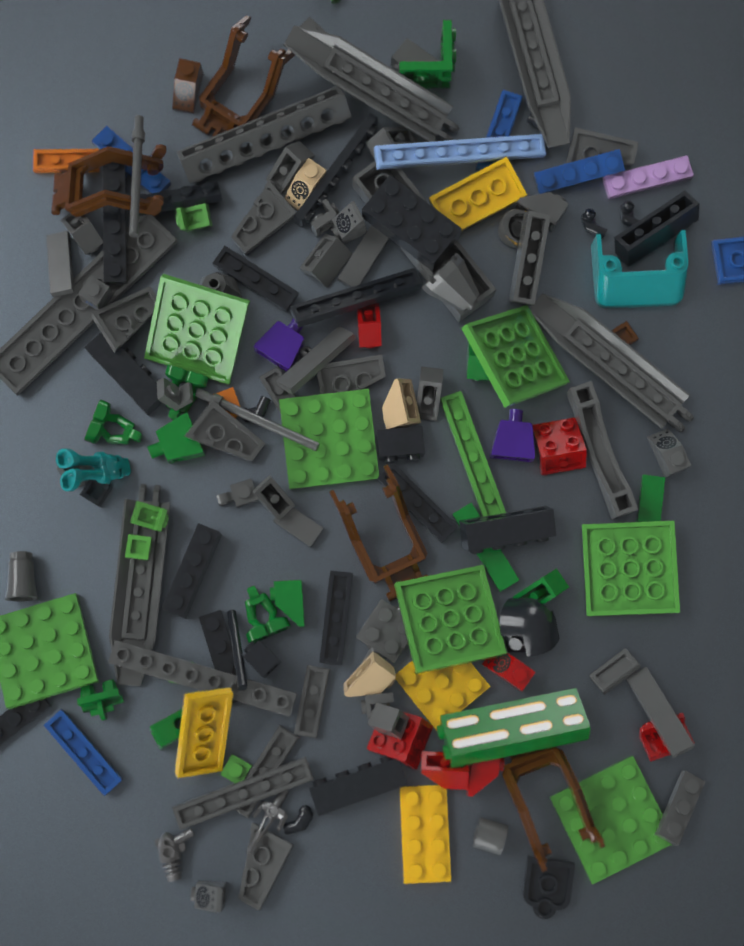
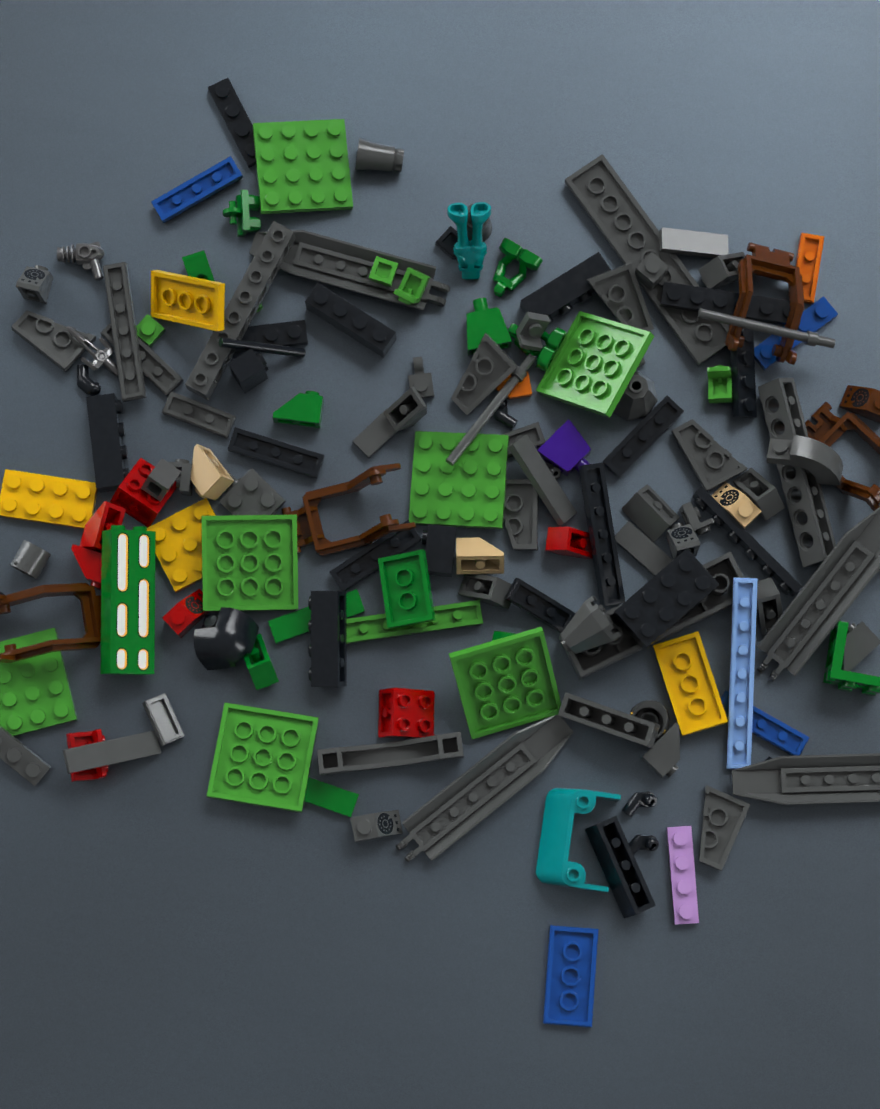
camera: 105 degrees right, 0 degrees up
(250, 122) = (807, 454): none -> dark grey arch
(274, 624) = (281, 390): green piece -> none
(434, 341) = (539, 605): none -> black tile
(446, 463) = (406, 589): none -> green plate
(514, 439) = (421, 667): dark purple torso -> none
(579, 171) = (700, 799): blue plate -> none
(626, 333) = (512, 809): reddish brown tile -> none

